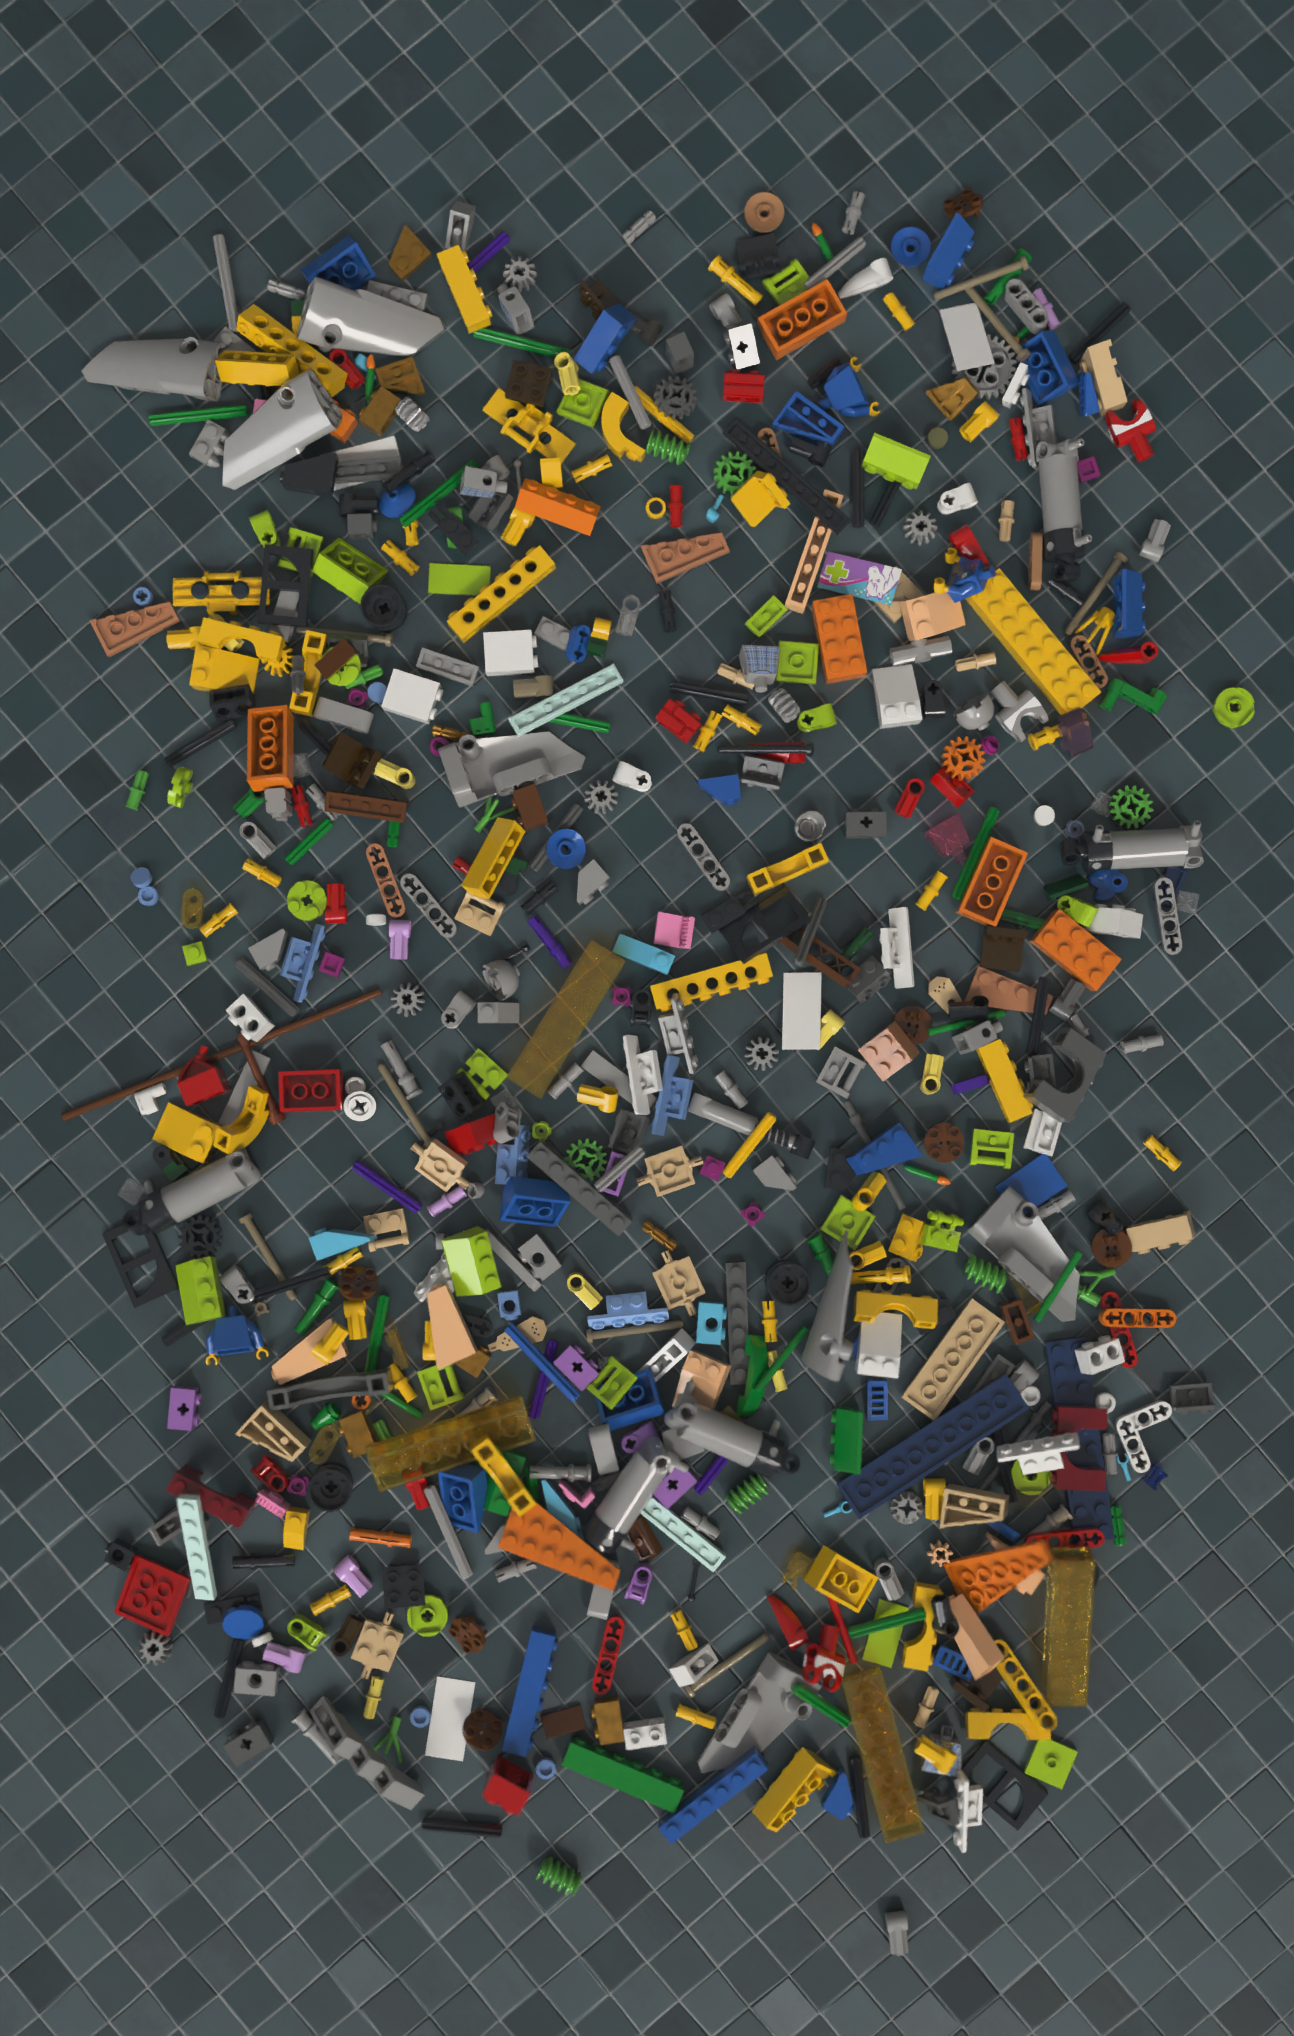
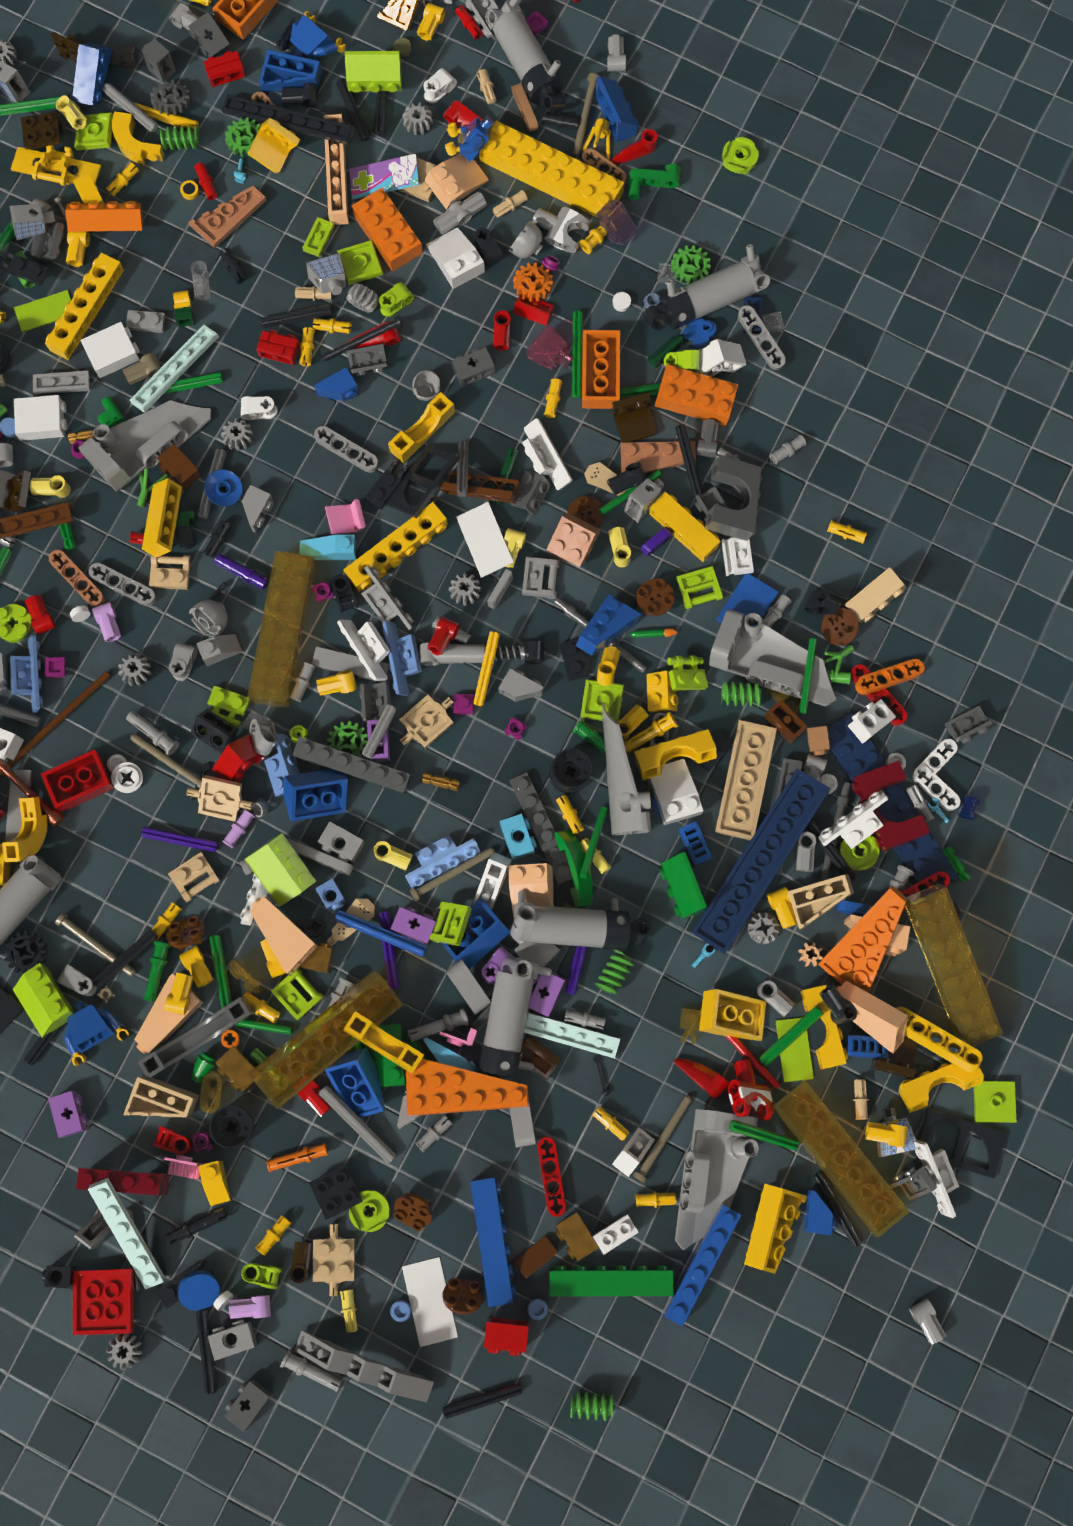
camera: 20 degrees left, 10 degrees down
(334, 1241) = (147, 907): medium azure slope -> none
(349, 1571) = (282, 1202): lavender piece -> none
(391, 1736) = (379, 1342): bright green plant -> none
(578, 643) = (166, 318): blue beam -> none
(638, 1585) = (552, 1099): medium lavender piece -> none
(678, 1282) = (475, 814): tan plate -> none
(723, 1094) = (444, 632): none -> red piece
(796, 1068) = (500, 589): none -> light grey tile
(1039, 1352) = (818, 740): none -> medium nougat brick

